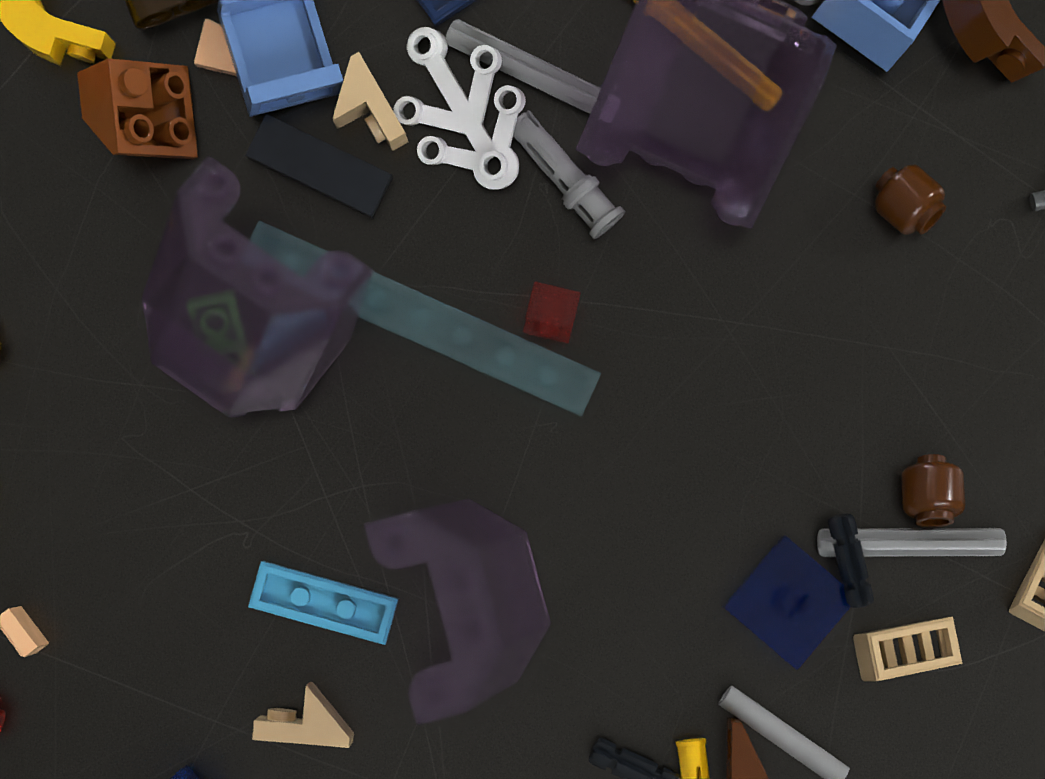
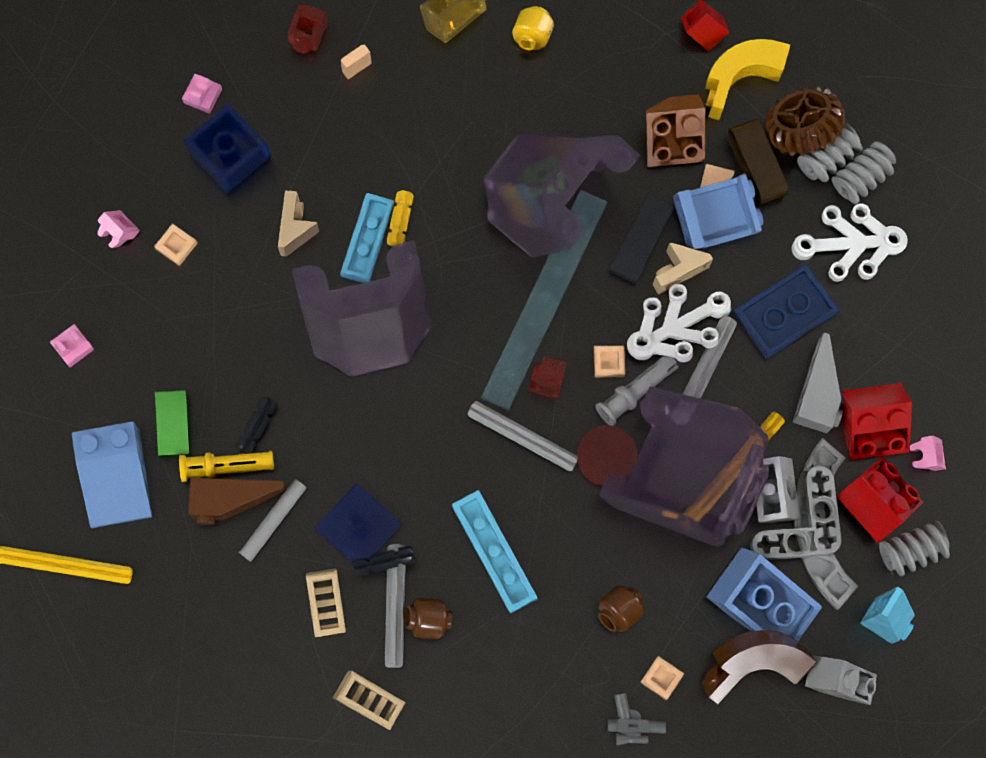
camera: 85 degrees right, 10 degrees down
(291, 551) = (400, 218): none -> yellow axle
(519, 217) = (609, 361): none -> light nougat tile
(642, 351) = (523, 436): none -> light grey axle
(670, 222) = (606, 452): none -> clear red tile
(826, 392) = (494, 552): none -> medium azure plate
(1006, 139) = (662, 678): none -> light nougat tile

